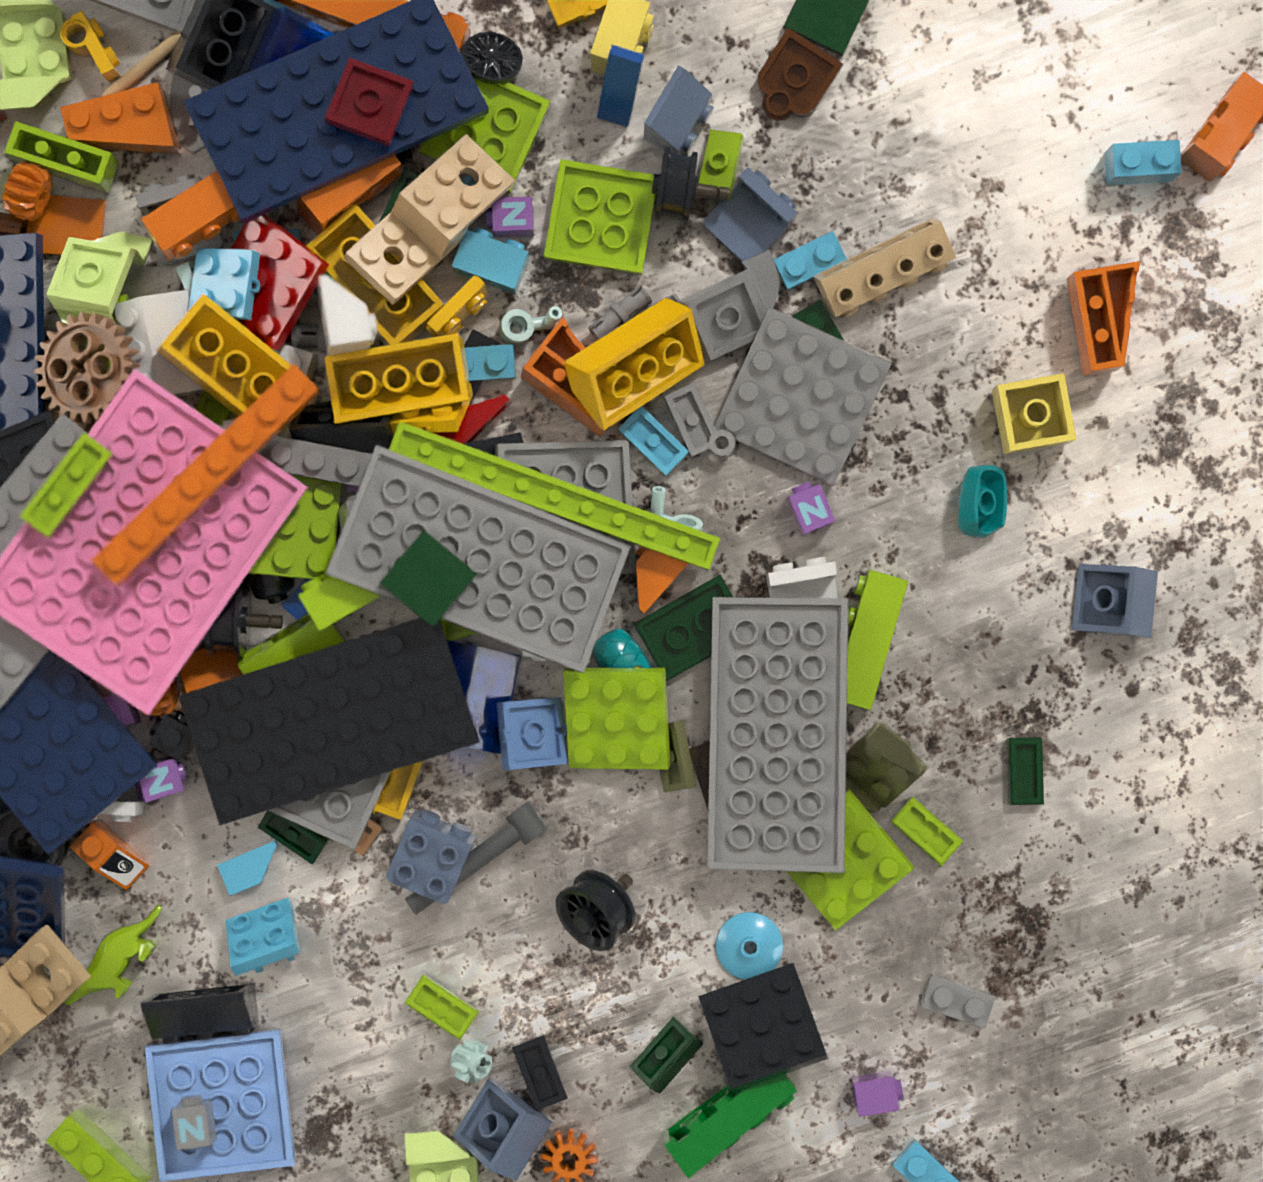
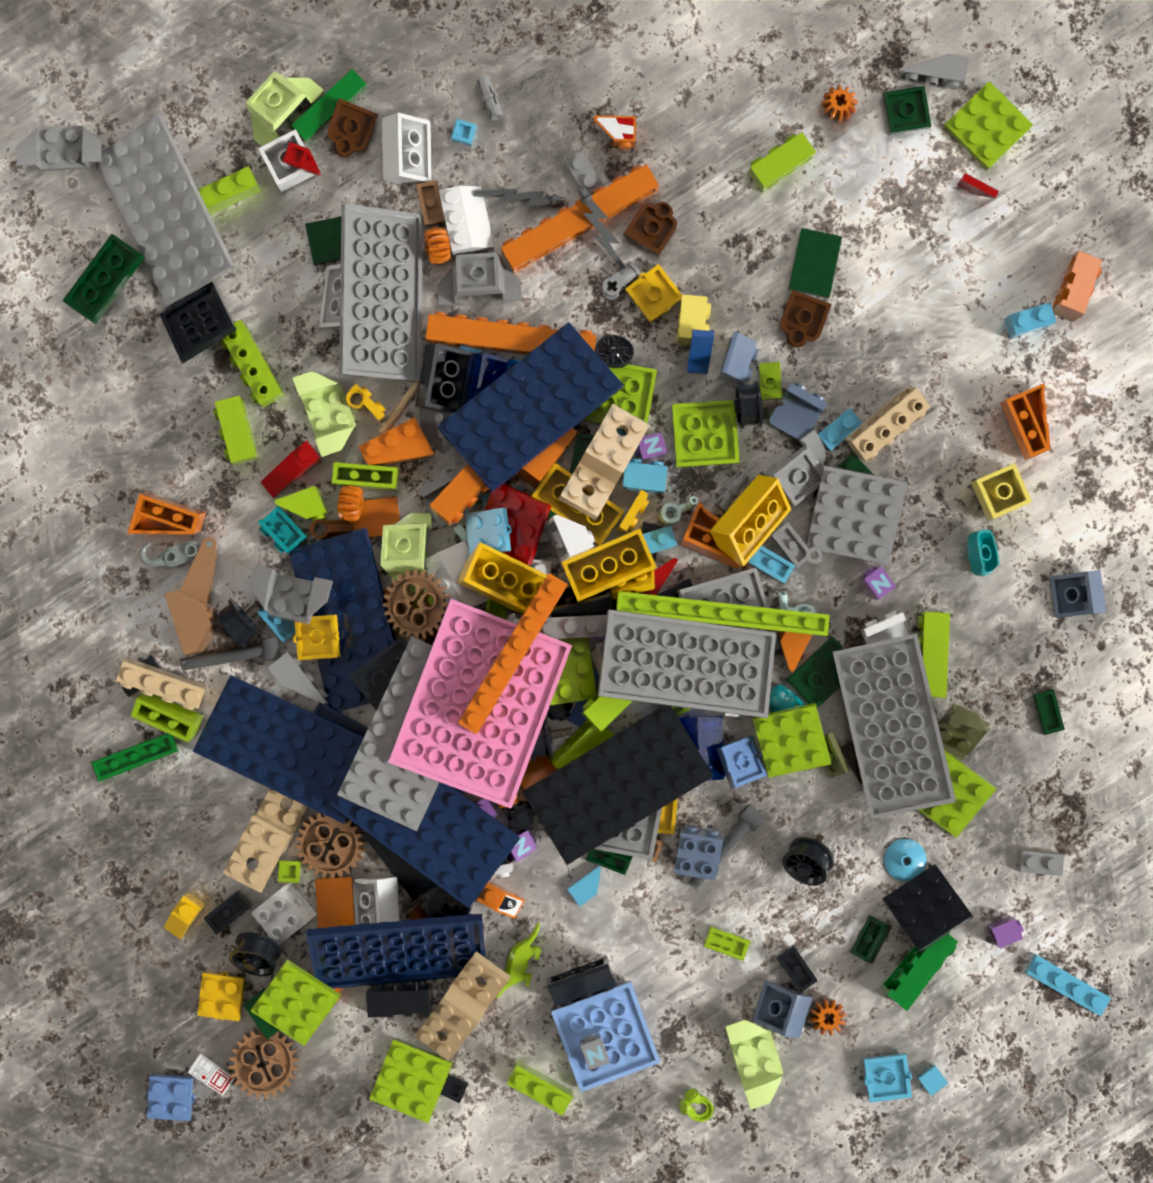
camera: 15 degrees left, 0 degrees up
(66, 485) = (429, 680): lime plate -> none
(262, 937) = (607, 926): medium azure plate -> none
(369, 102) = (552, 400): dark red plate -> none
(427, 578) = (661, 683): dark green tile -> none
(471, 1061) = (753, 972): light aqua gear -> none
(926, 831) = (997, 763): lime plate -> none

